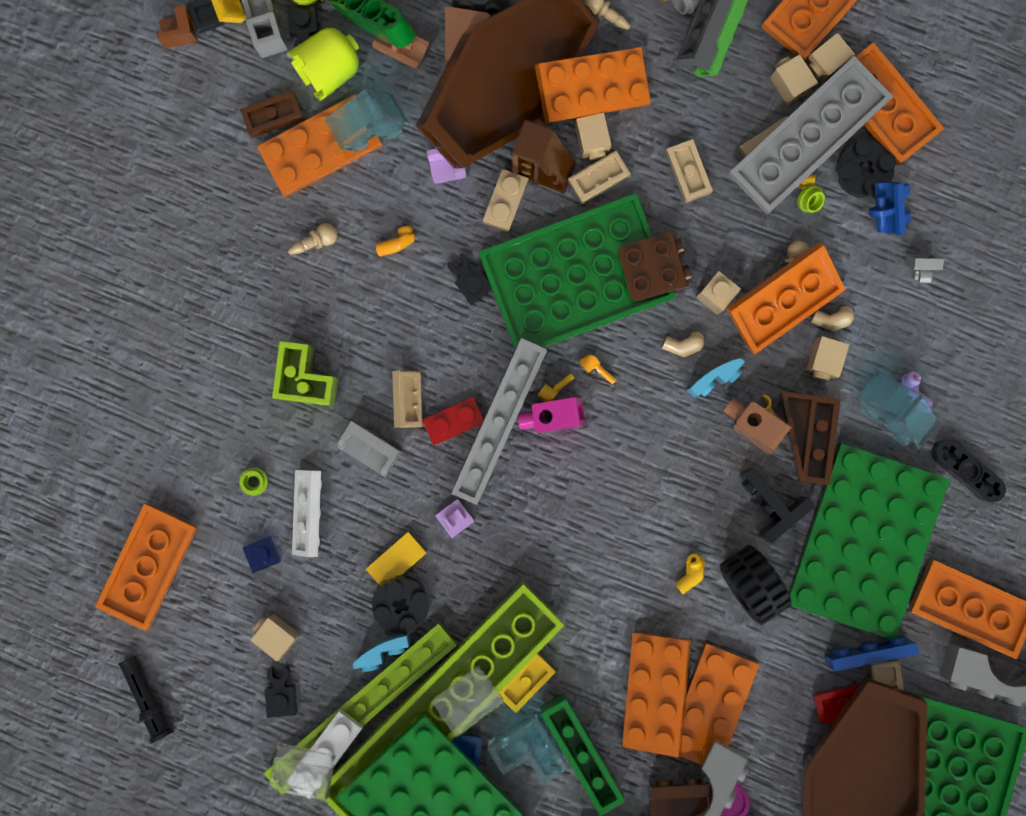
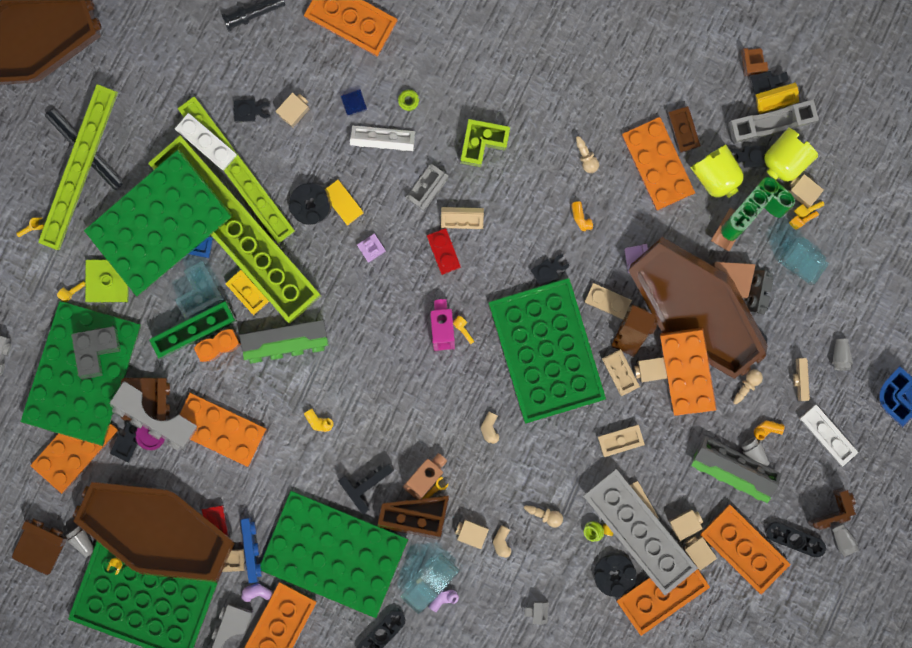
camera: 90 degrees right, 0 degrees up
(302, 771) = (196, 126): clear plate -> none
(364, 117) = (673, 201): clear light blue brick -> none
(375, 655) = (273, 181): medium azure slope -> none
(467, 701) = (239, 248): clear plate -> none
(499, 421) = (441, 285): light grey plate -> none
(587, 627) = (284, 340): none -> piece
(590, 362) = (480, 357): light orange hand -> none
(603, 721) = (223, 342): none -> orange brick
(654, 266) = (549, 409): reddish brown bracket -> none
(656, 693) = (232, 388): orange plate -> none
(718, 293) = (526, 455): tan brick -> none
(726, 372) = (467, 458): medium azure slope -> none
(756, 584) = (308, 465): black tyre -> none
(786, 298) = (518, 505): orange plate -> none
(890, 207) = (582, 587): blue hips -> none
(925, 645) = (256, 590): none -> lavender arm

